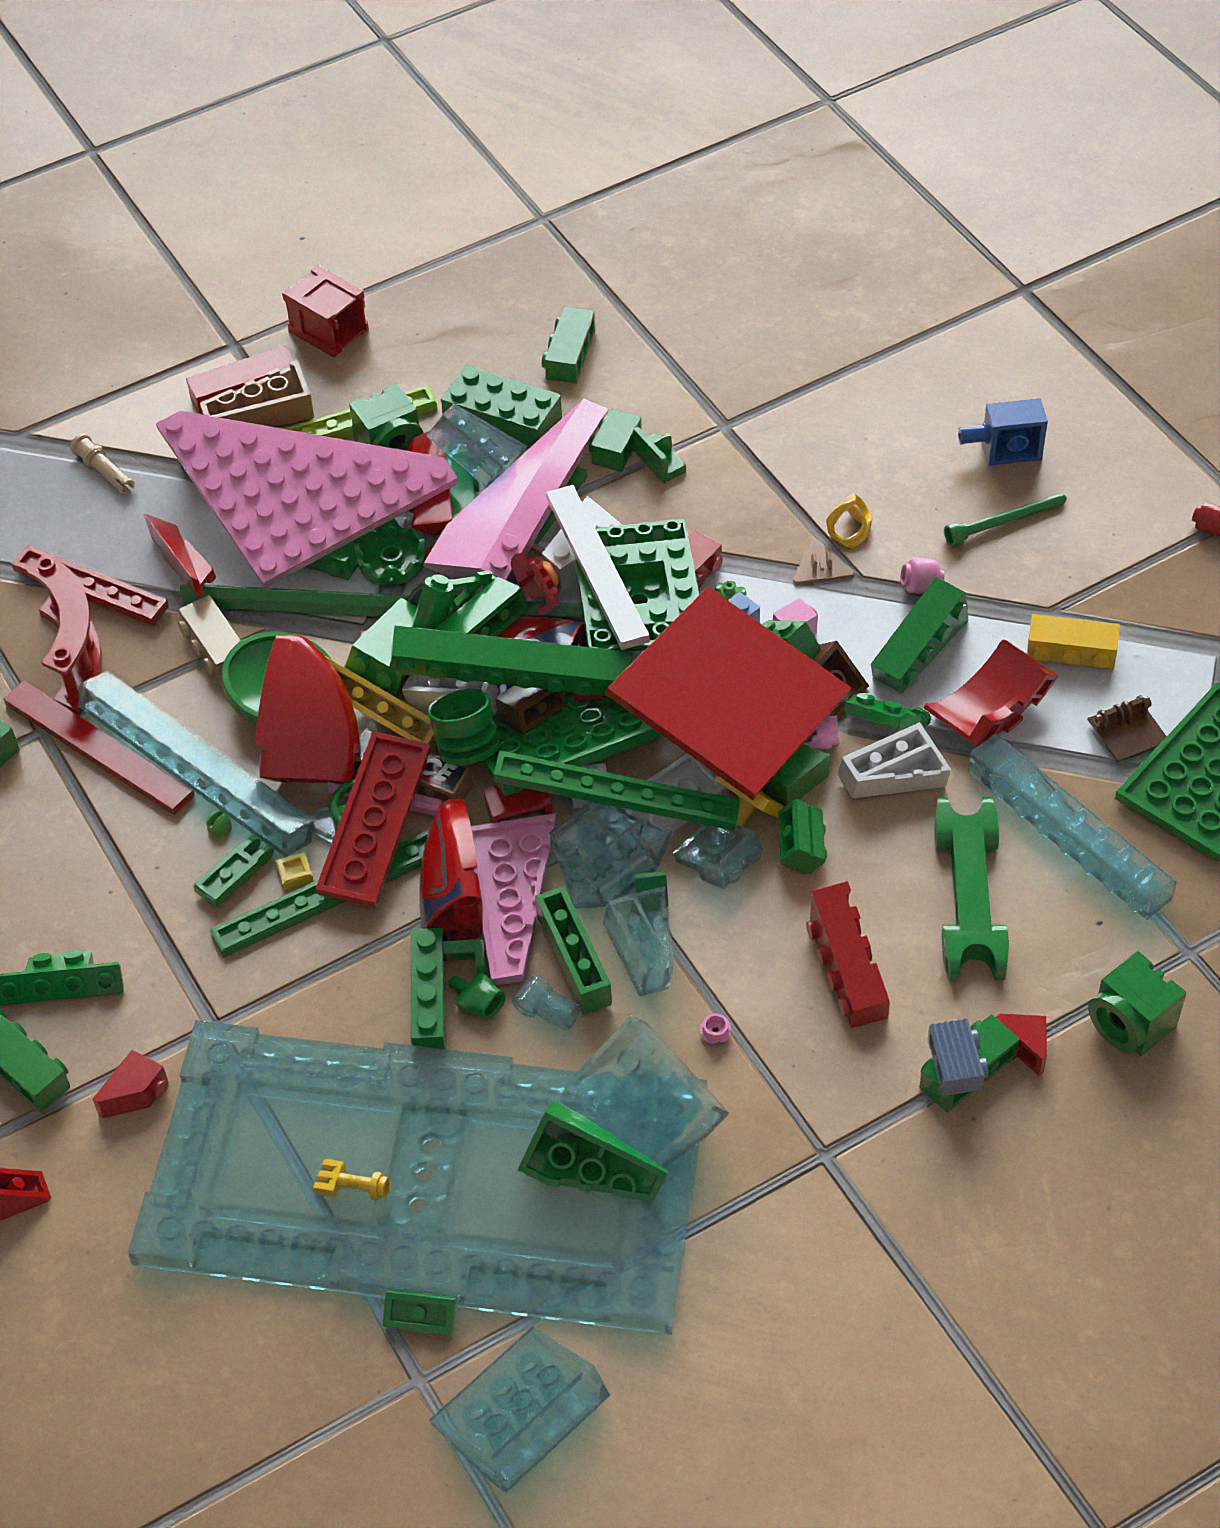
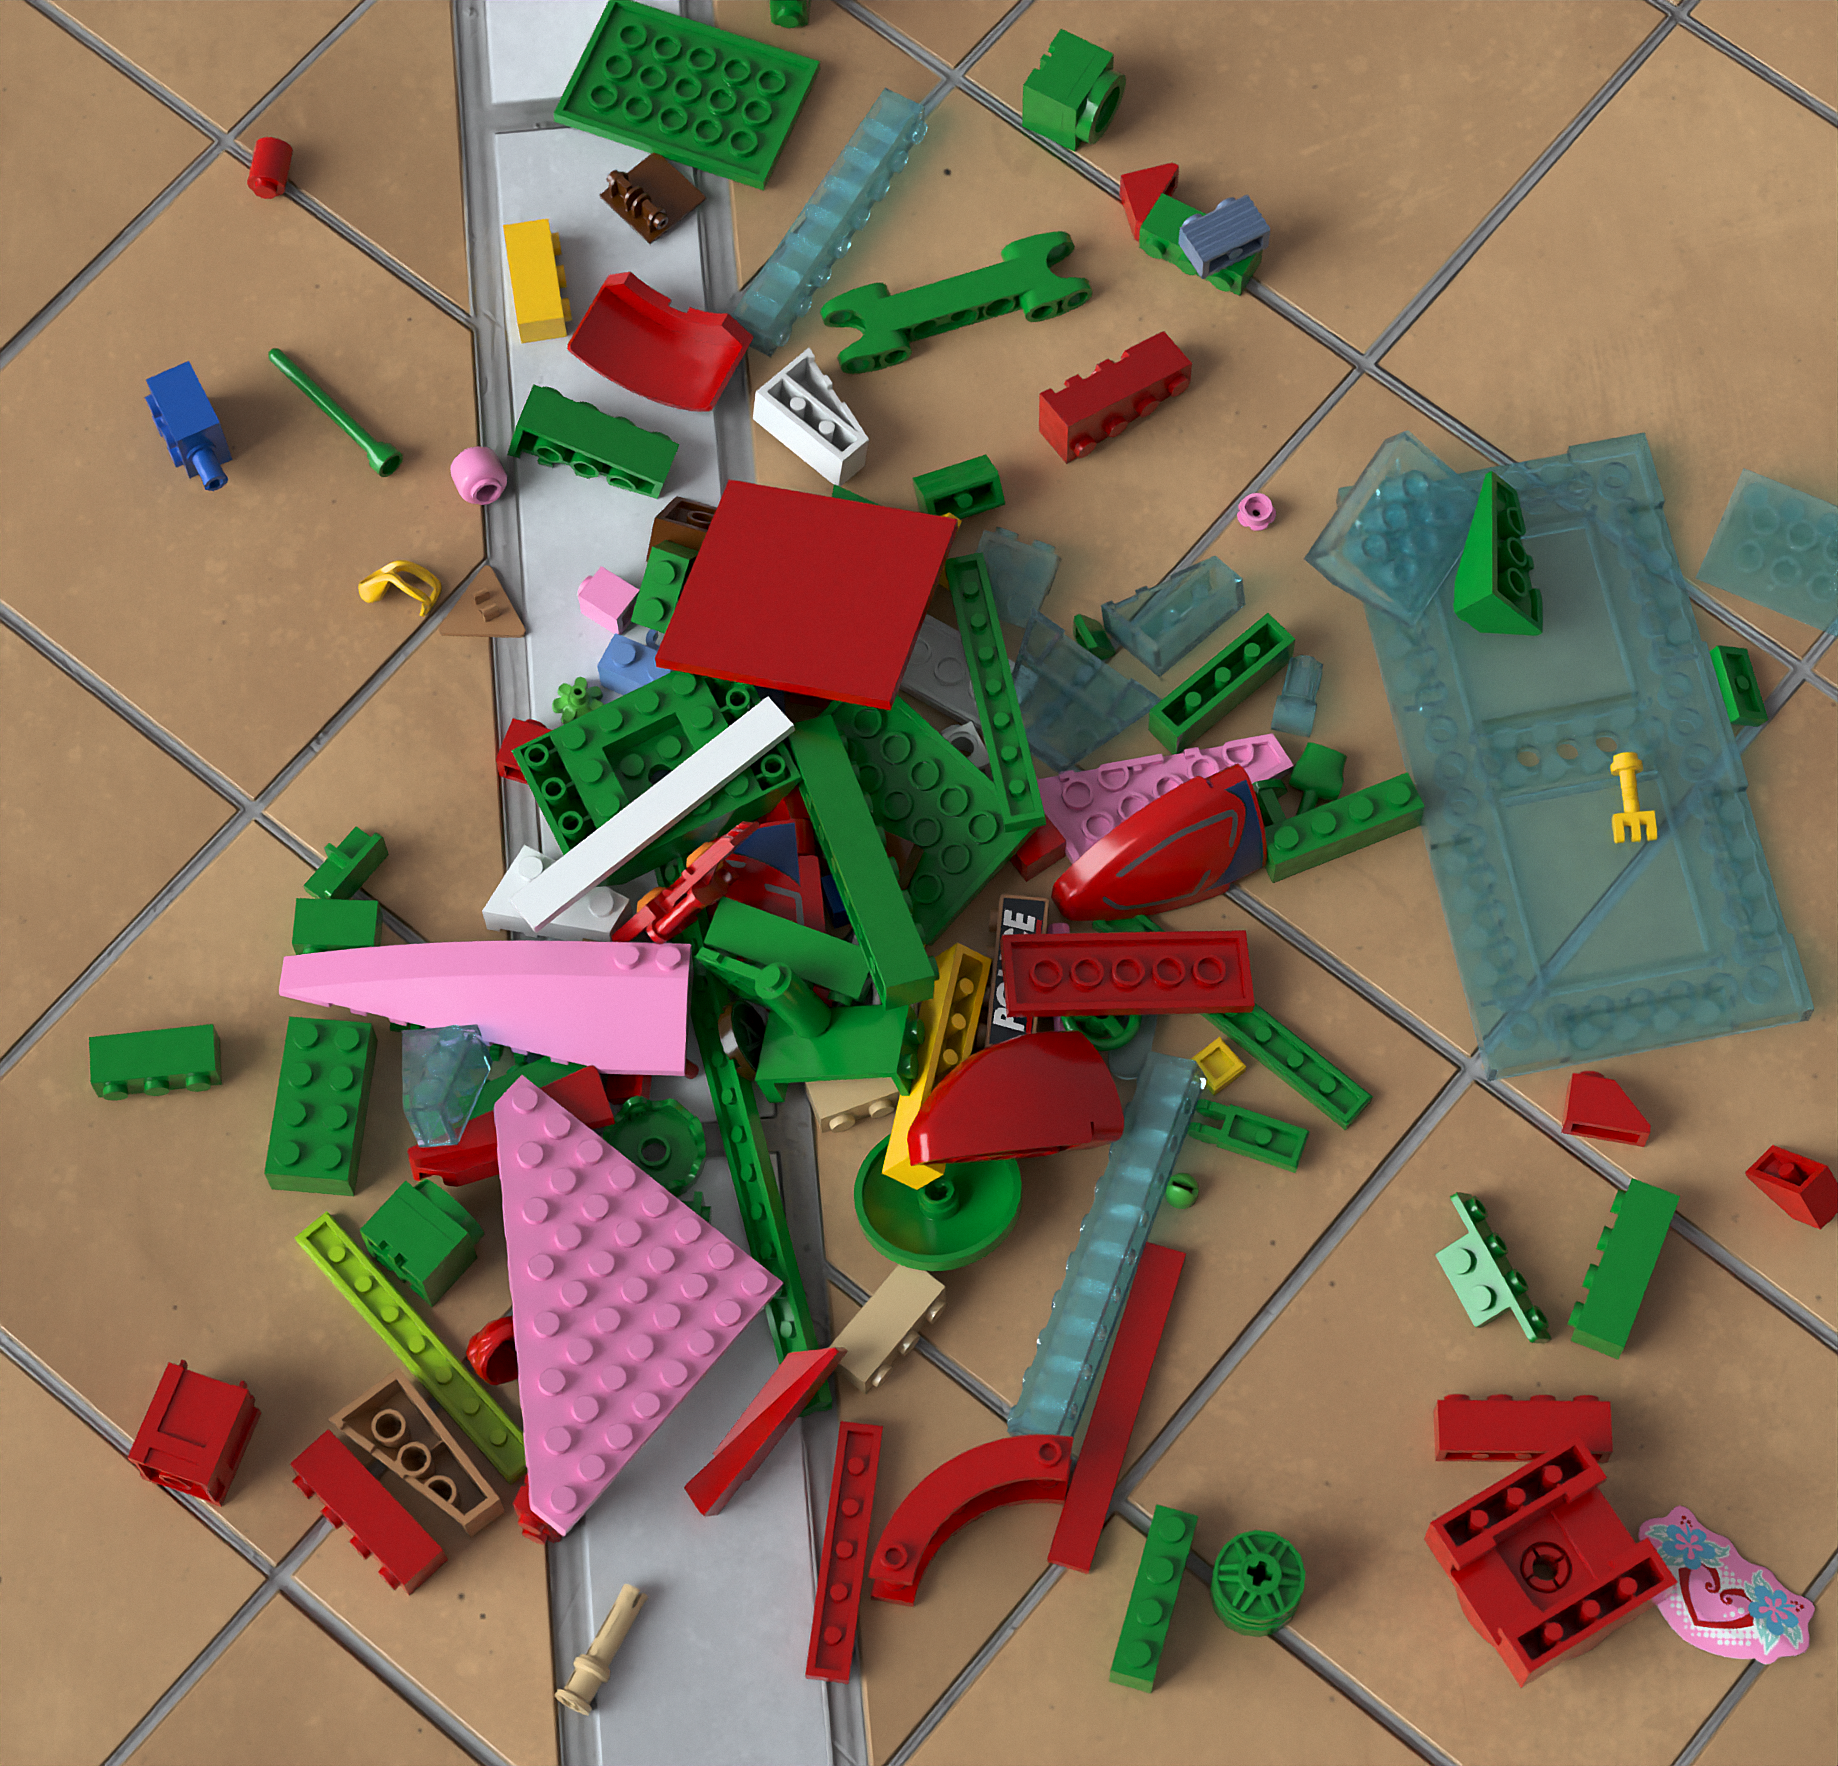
camera: 110 degrees left, 15 degrees up
(464, 726) = (940, 896): green wheel -> none
(886, 713) = (728, 447): green hinge -> none

